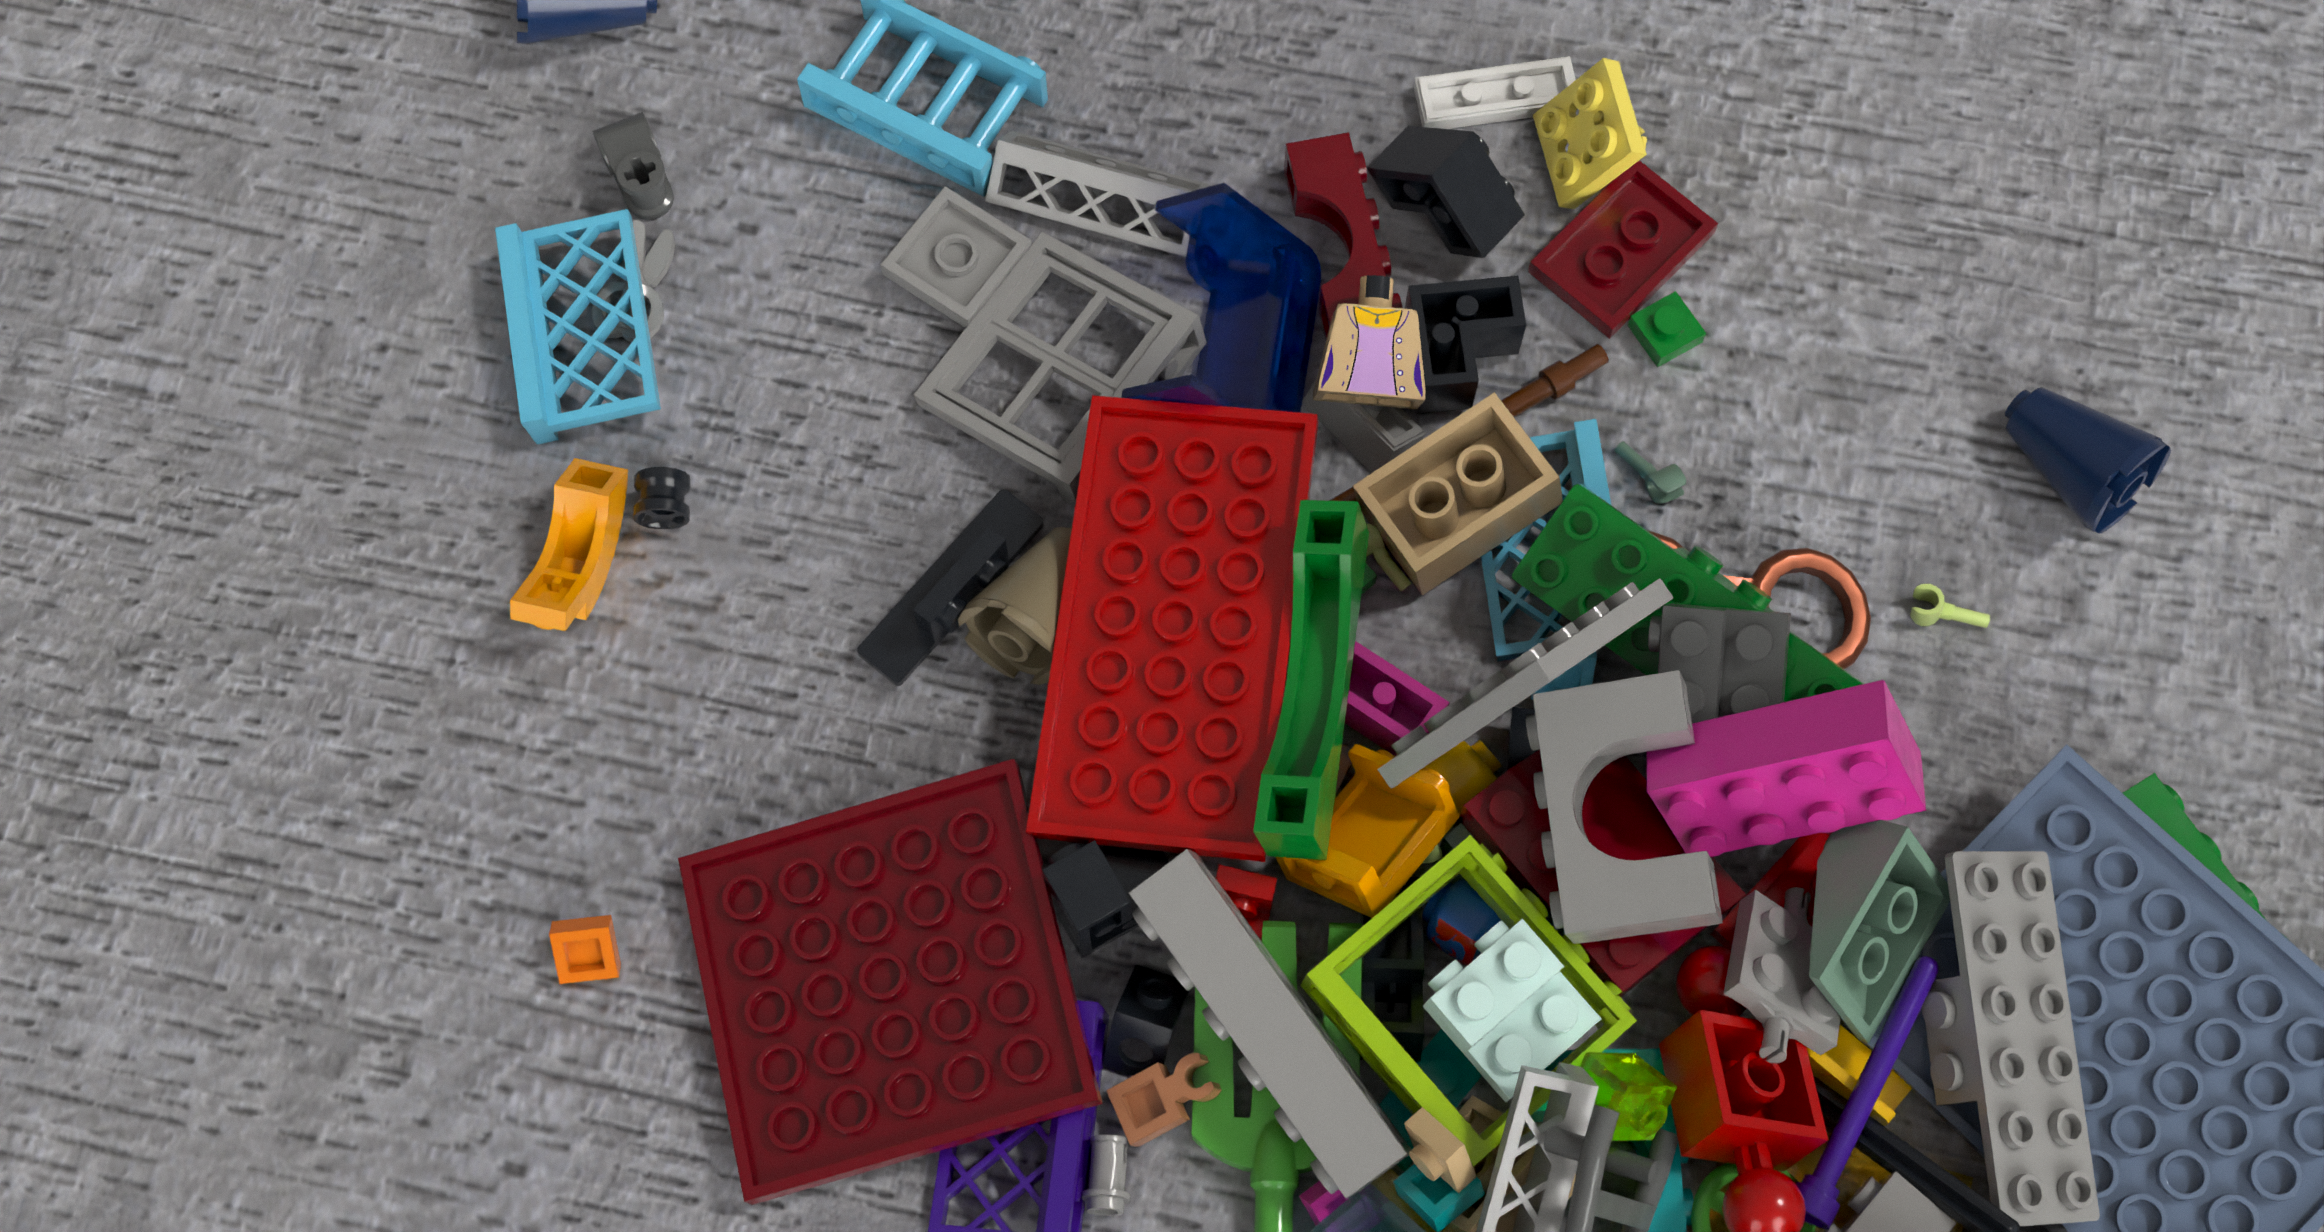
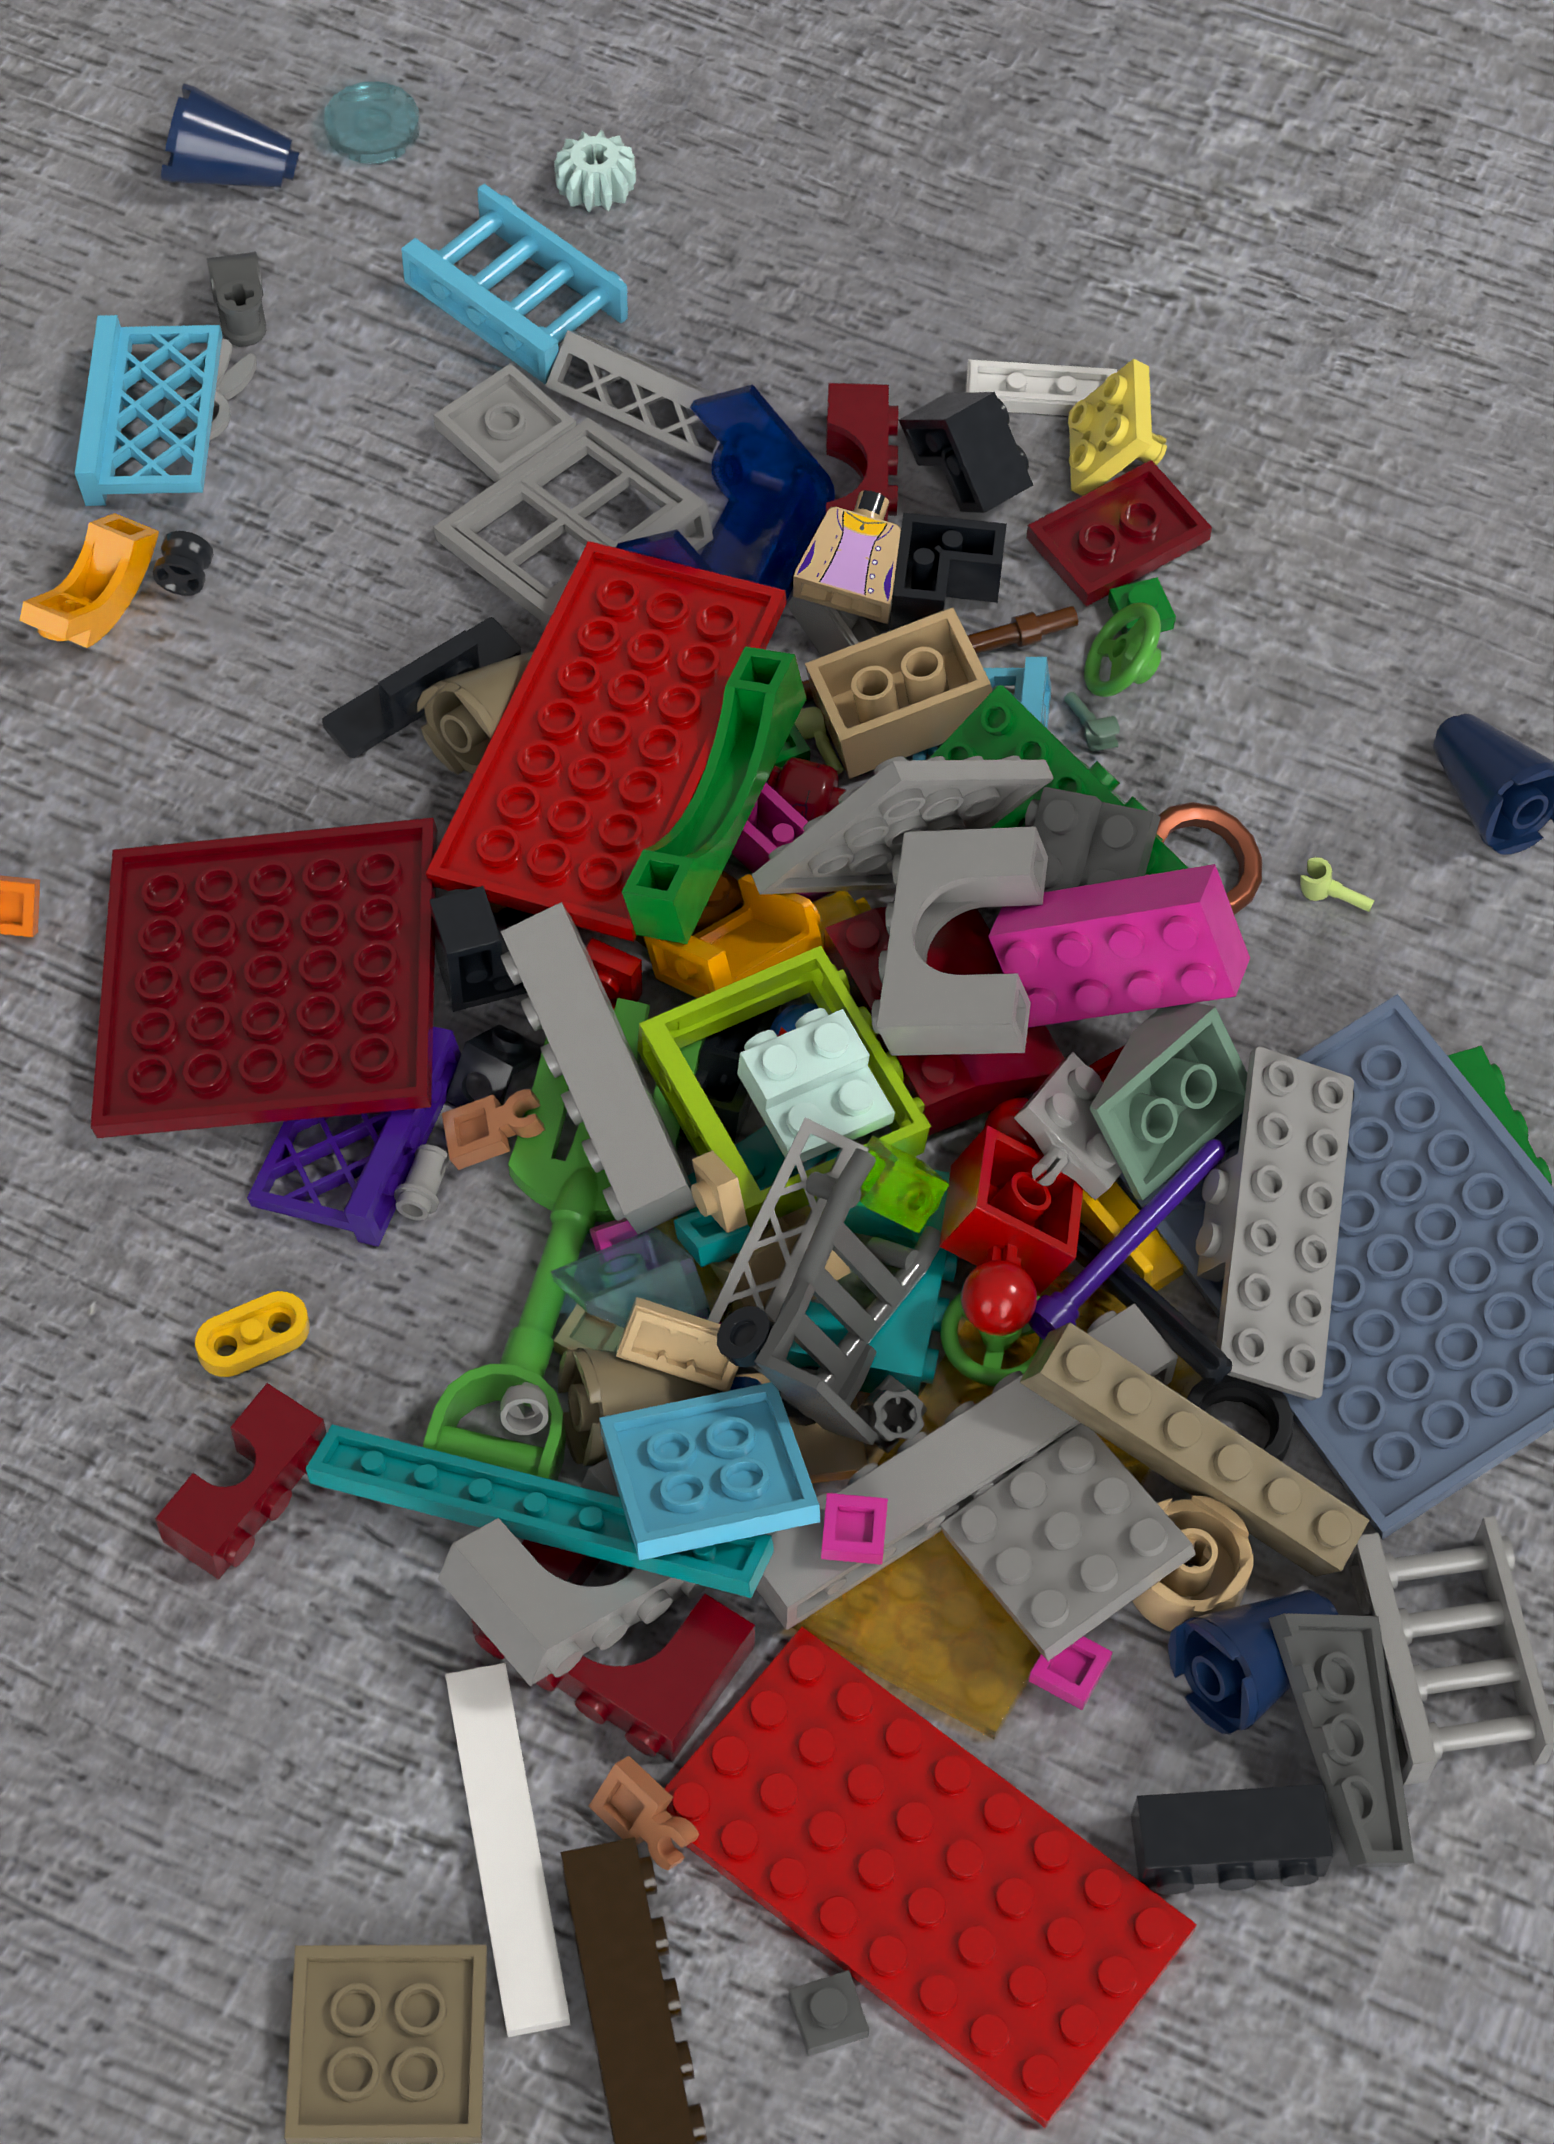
camera: 10 degrees right, 10 degrees down
(1390, 625) = (807, 786): none -> dark red head
(1677, 391) = (1132, 654): none -> bright green piece

